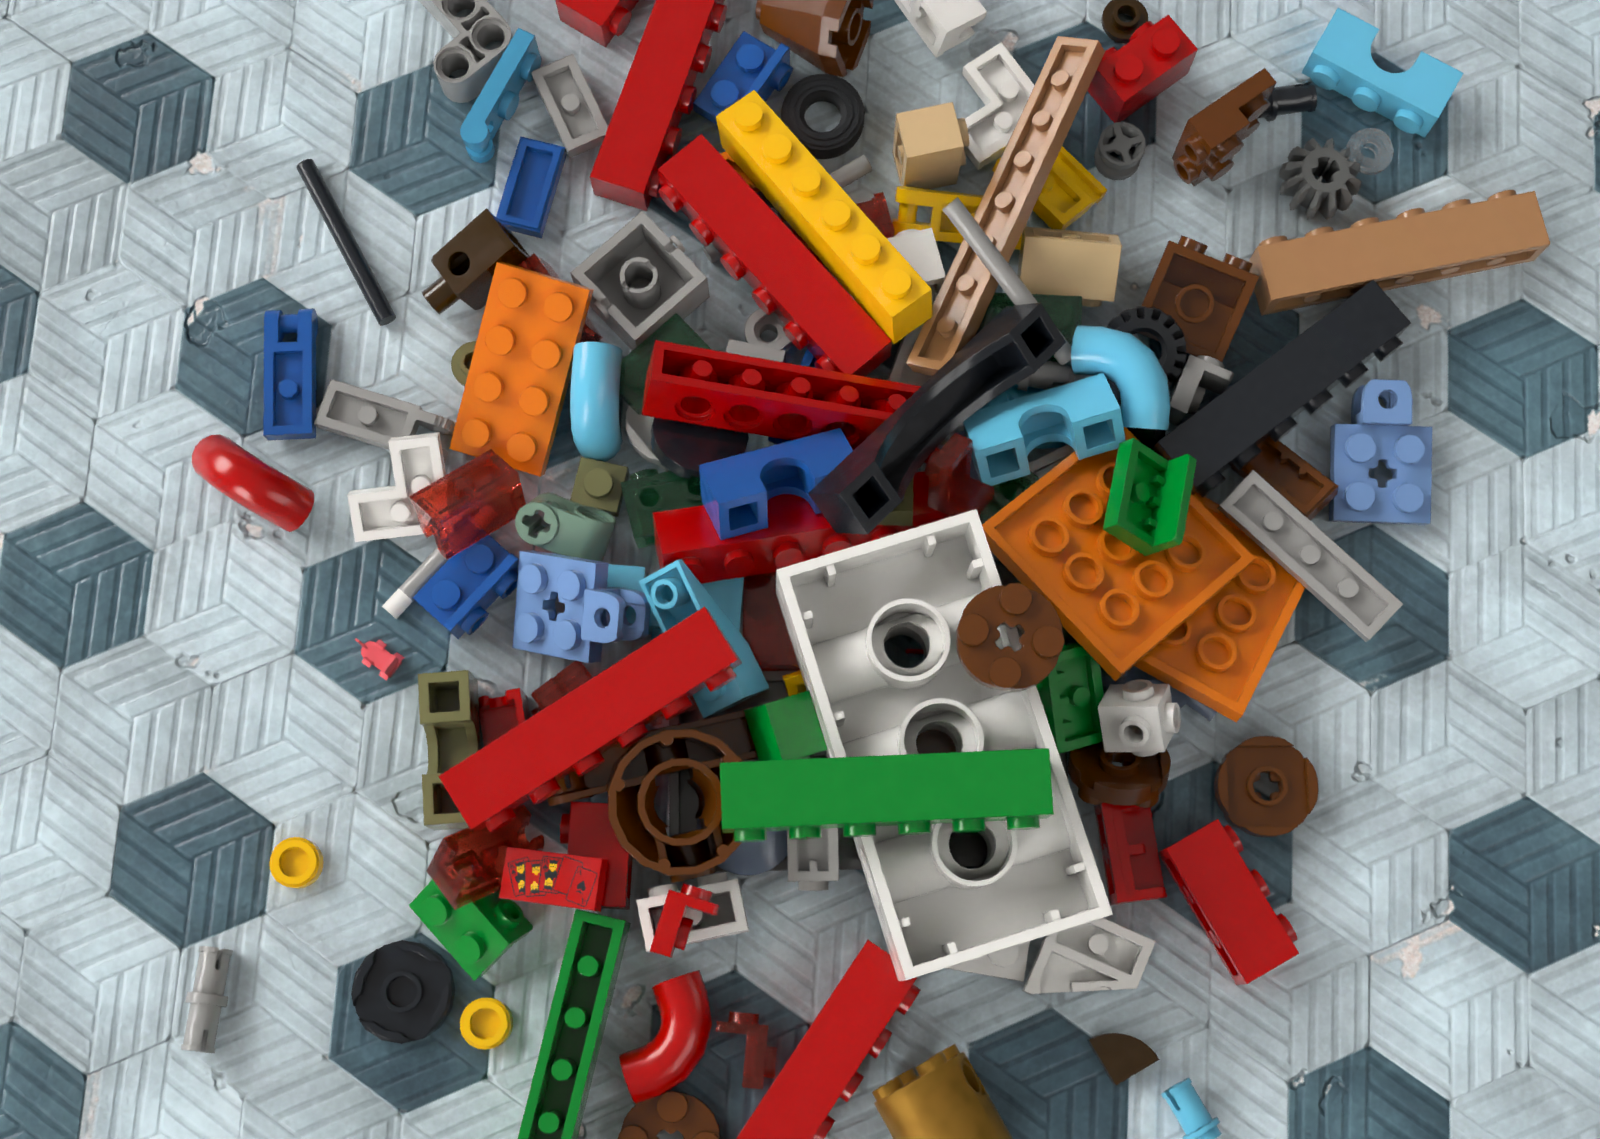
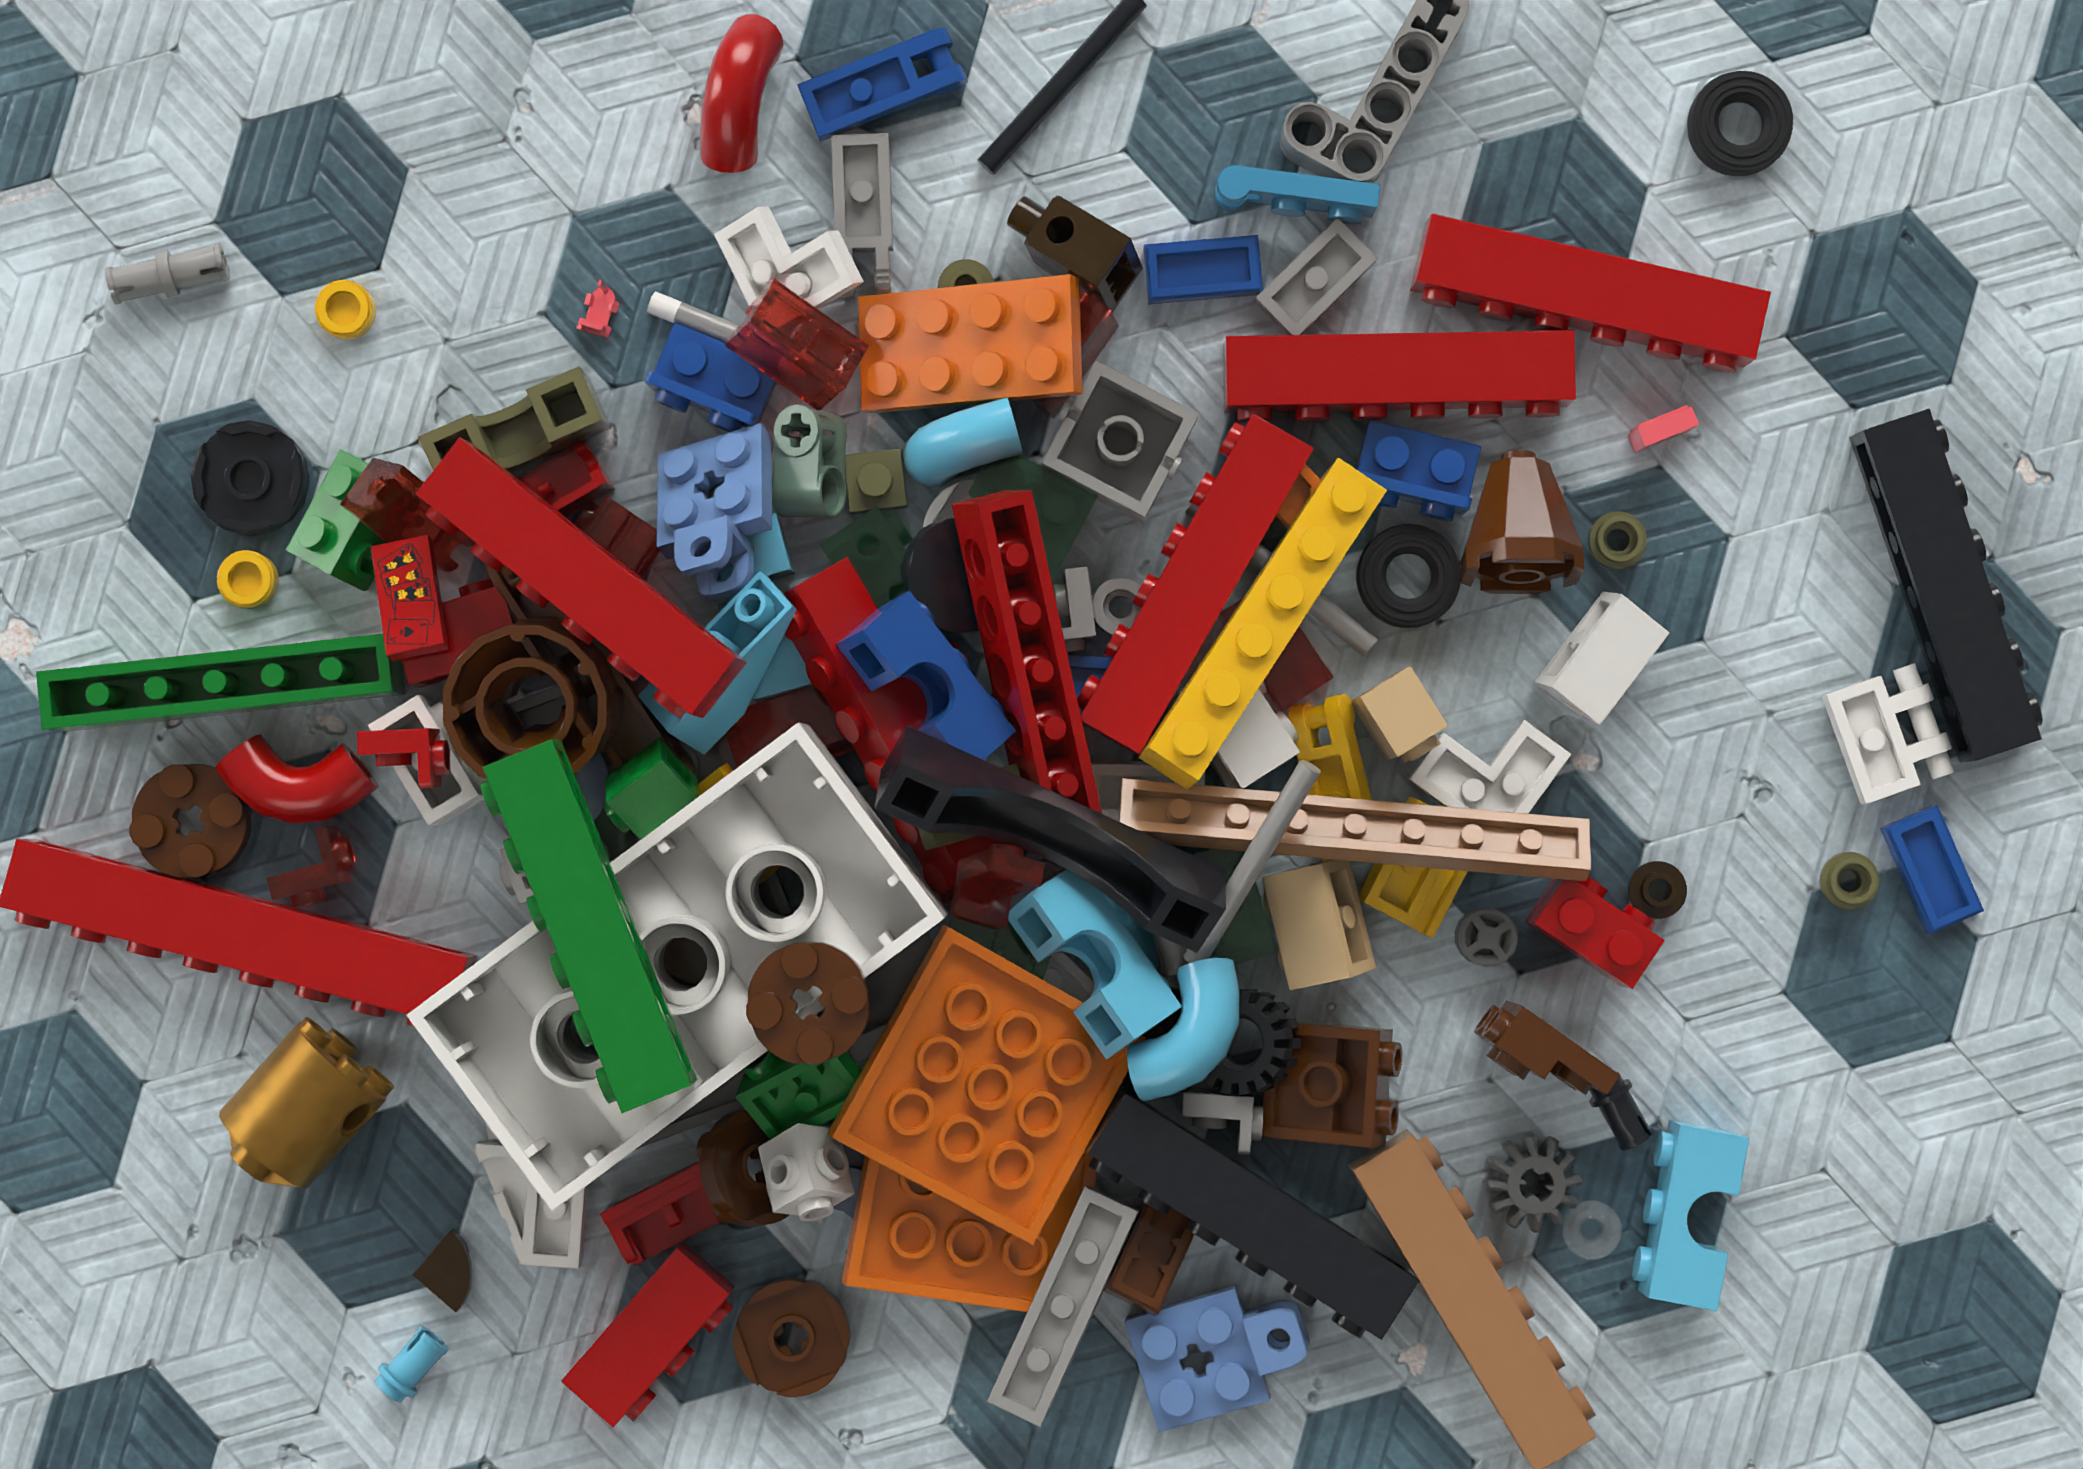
camera: 70 degrees right, 10 degrees up
(1149, 498) = (1049, 1104): green bracket -> none

